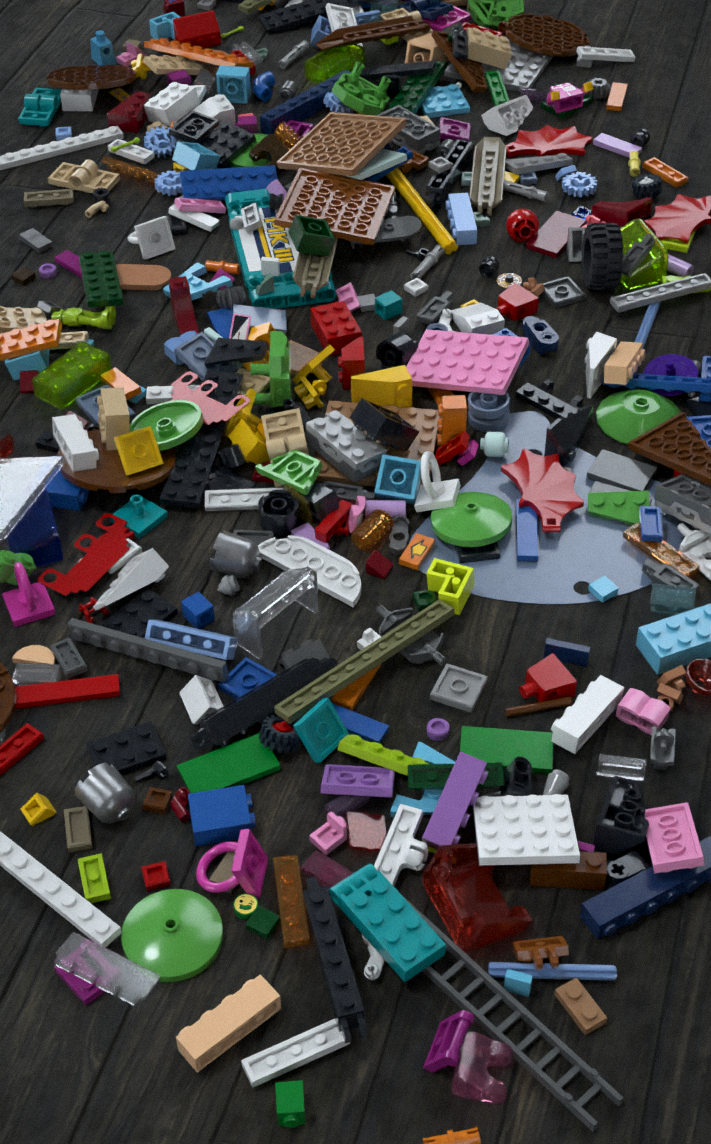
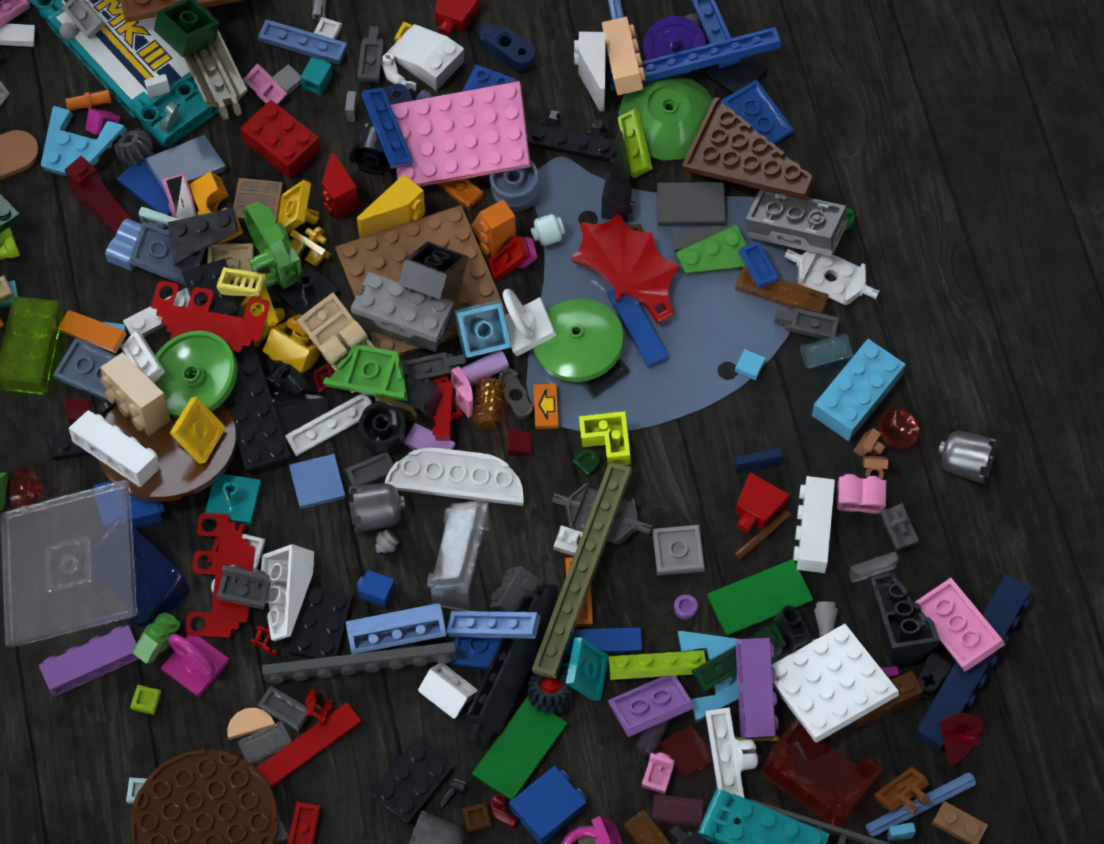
camera: 30 degrees left, 20 degrees up
(96, 672) = (310, 702): none -> red piece
(99, 564) = (244, 586): none -> dark grey bracket
(140, 407) = (142, 356): none -> white tile
(205, 528) = (317, 481): none -> medium blue tile
(238, 382) = (230, 274): none -> light yellow slope
(265, 662) = (493, 624): none -> medium blue plate
(389, 282) = (302, 42): none -> medium blue plate
(412, 337) = (387, 128): none -> blue tile
(599, 419) = (635, 143): none -> lime tile
(623, 928) = (960, 735): none -> dark red shield

